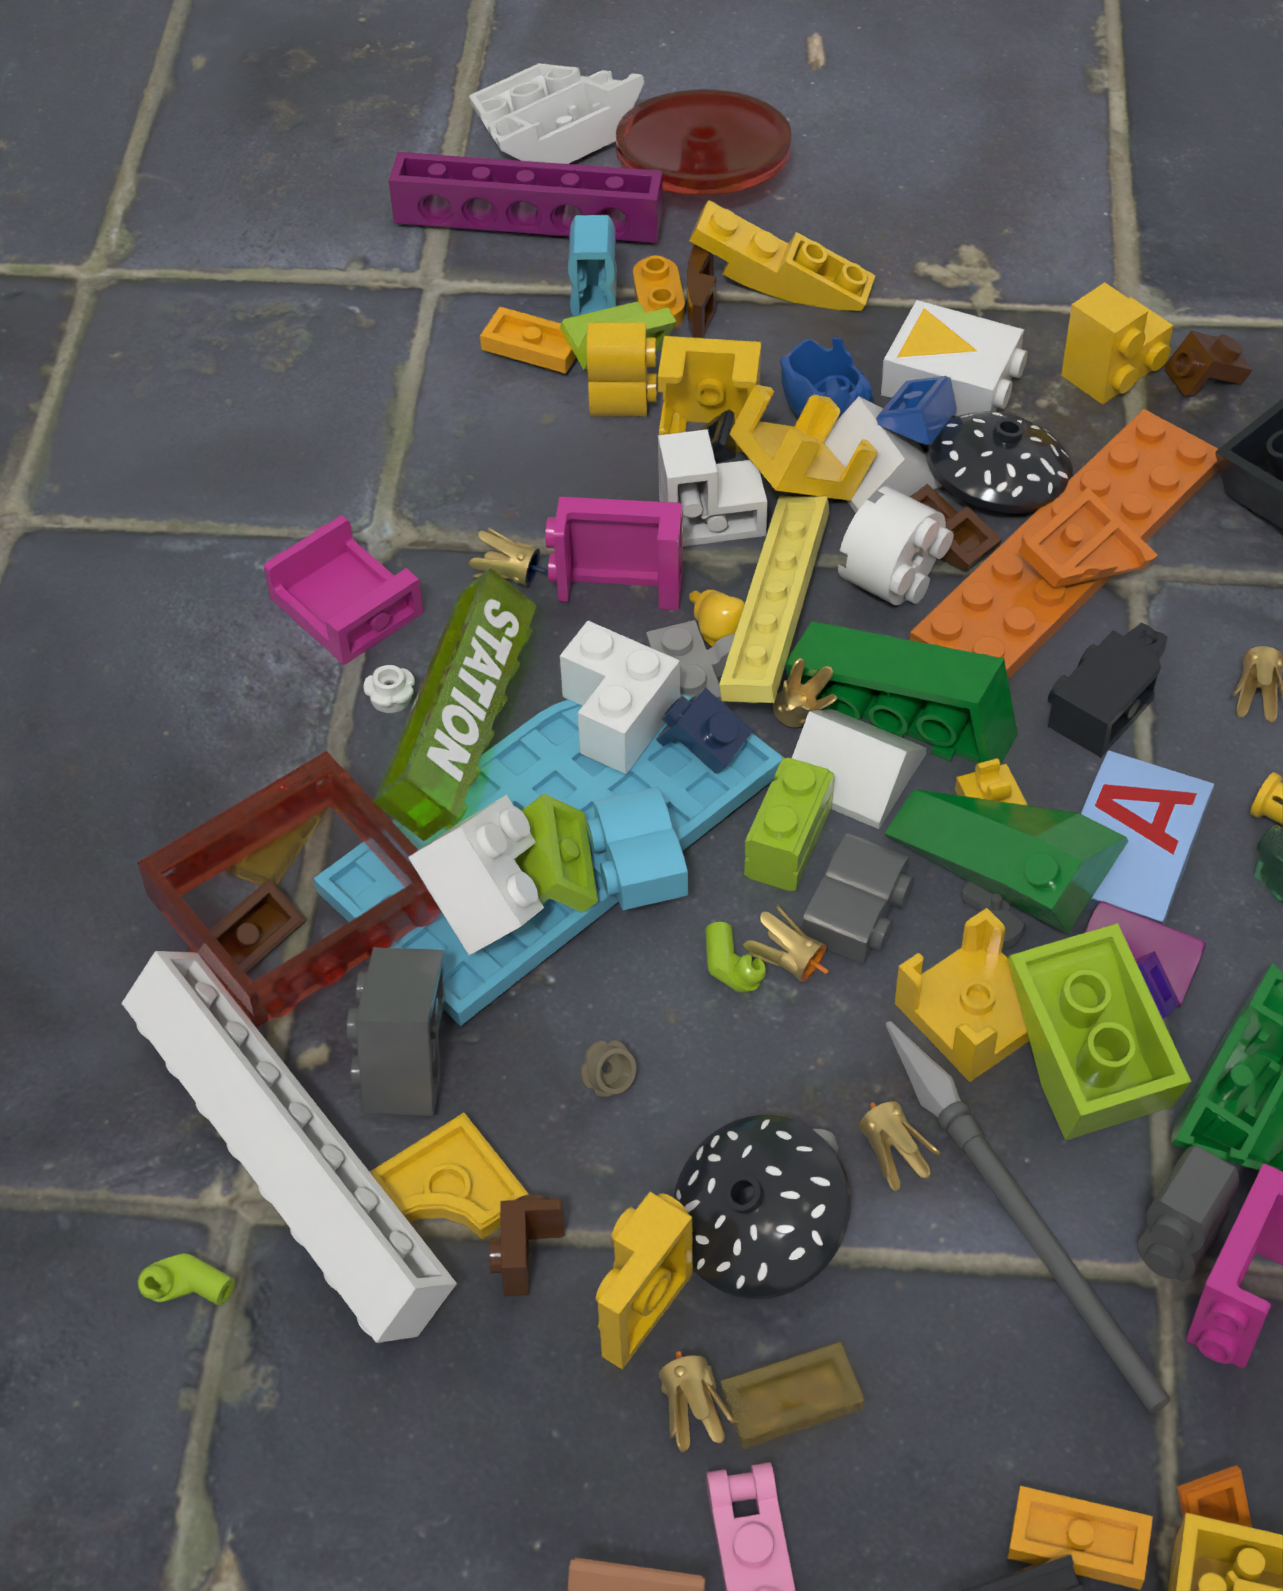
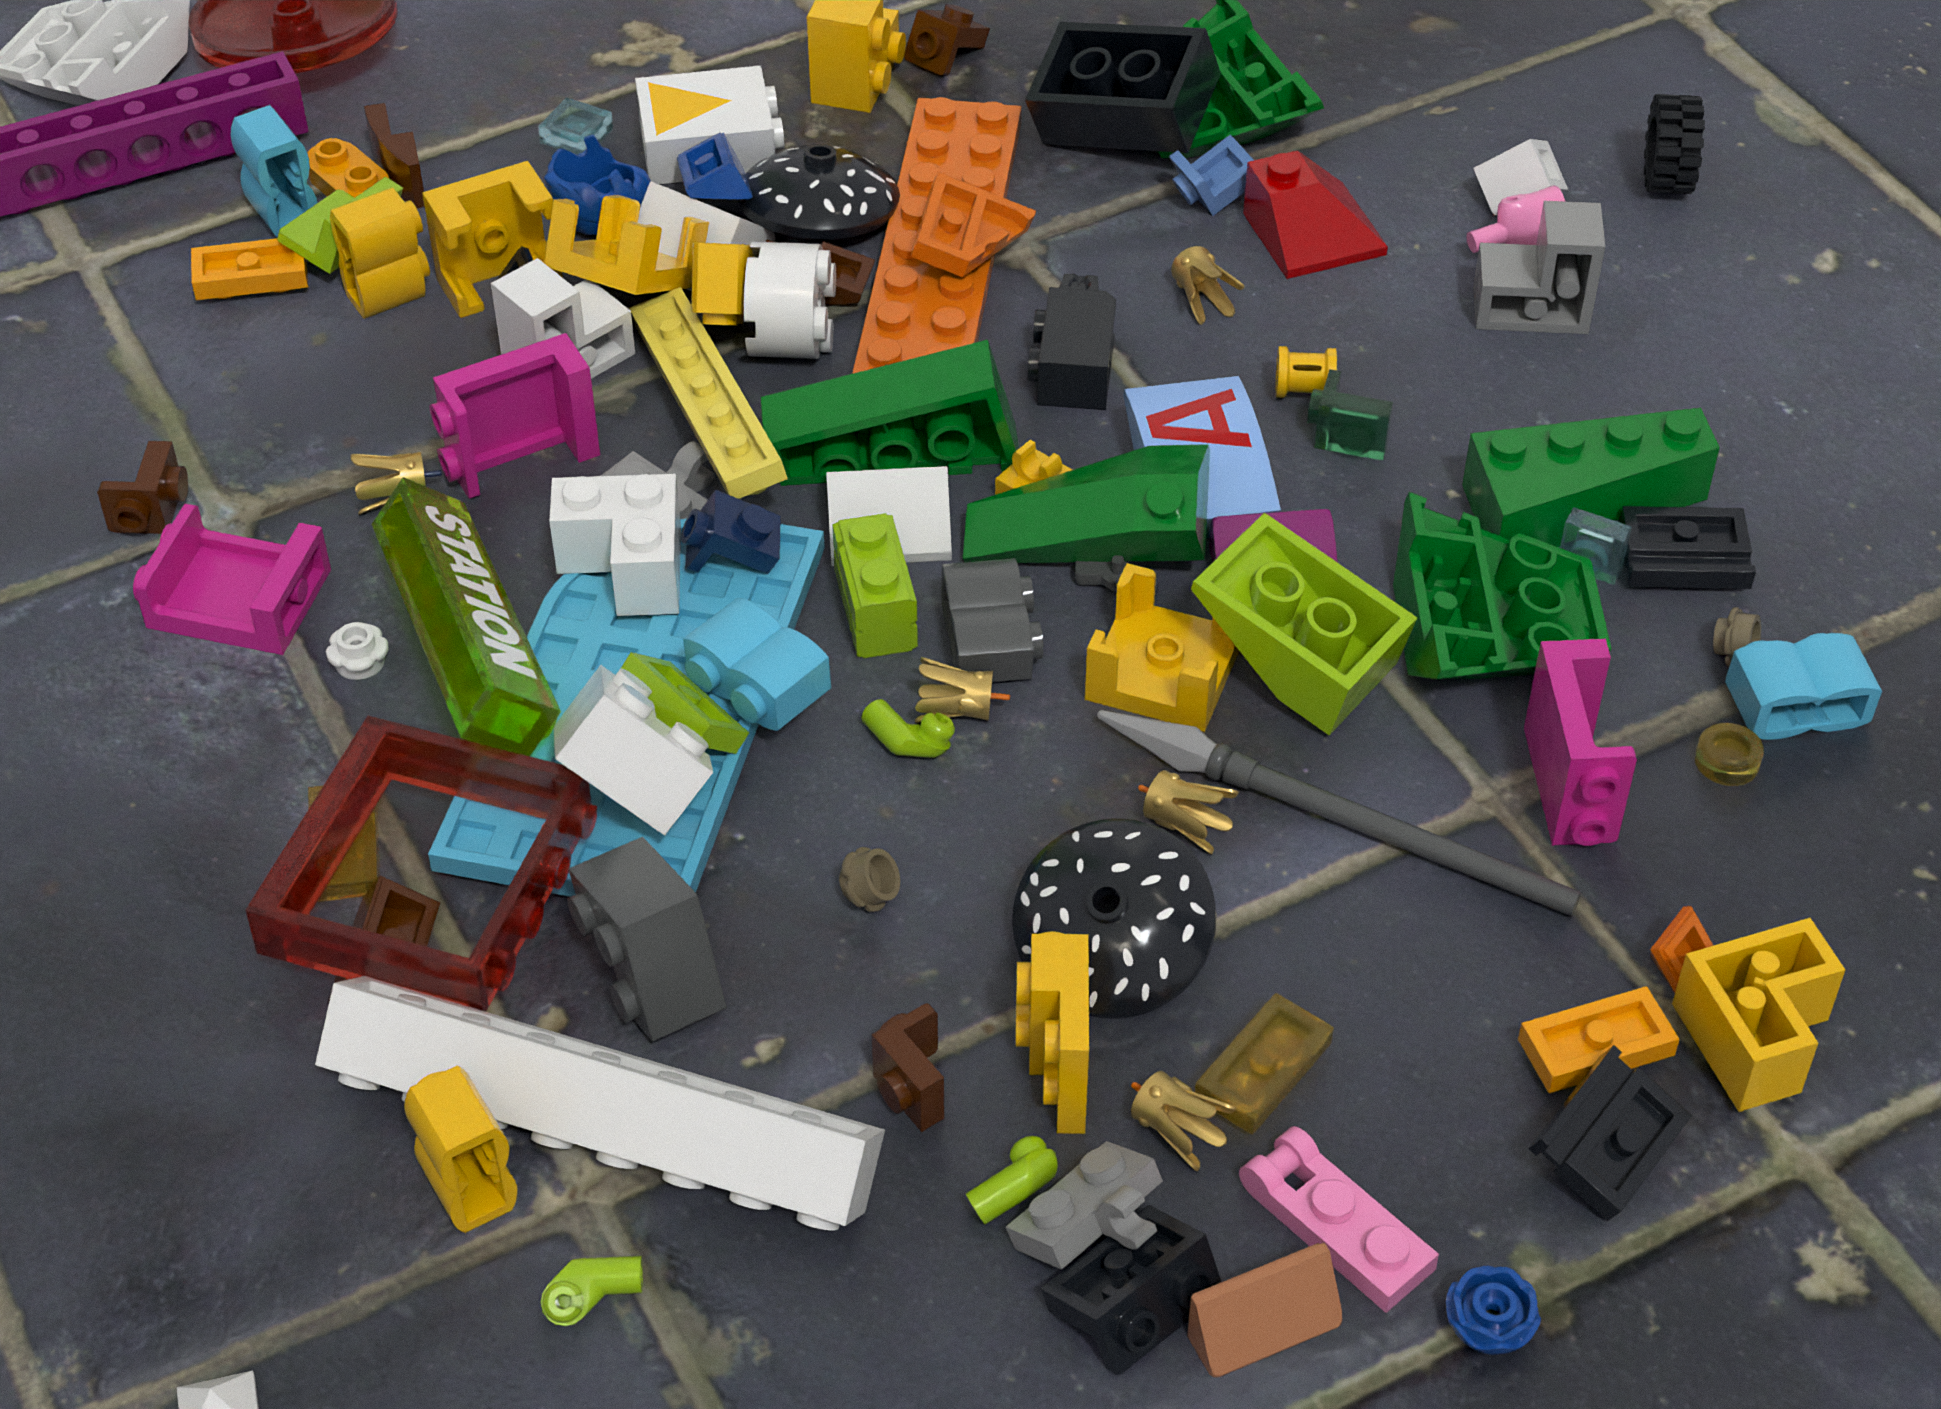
camera: 35 degrees left, 5 degrees down
(158, 1125) = (461, 1148): none -> yellow brick
(338, 494) = (151, 499): none -> reddish brown bracket
(451, 1178) = (796, 1050): yellow tile -> none
(552, 1378) = (1030, 1171): none -> lime arm
(552, 1517) = (1134, 1295): none -> black bracket
(568, 1434) = (1085, 1204): none -> light grey plate
(716, 614) = (654, 434): yellow piece -> none
(789, 271) = (477, 104): yellow slope -> none
(798, 699) = (801, 476): pearl gold piece -> none
(841, 500) = (719, 282): none -> yellow brick
(853, 321) = (572, 122): none -> clear light blue plate
(1187, 1214) = (1493, 728): dark grey brick -> none

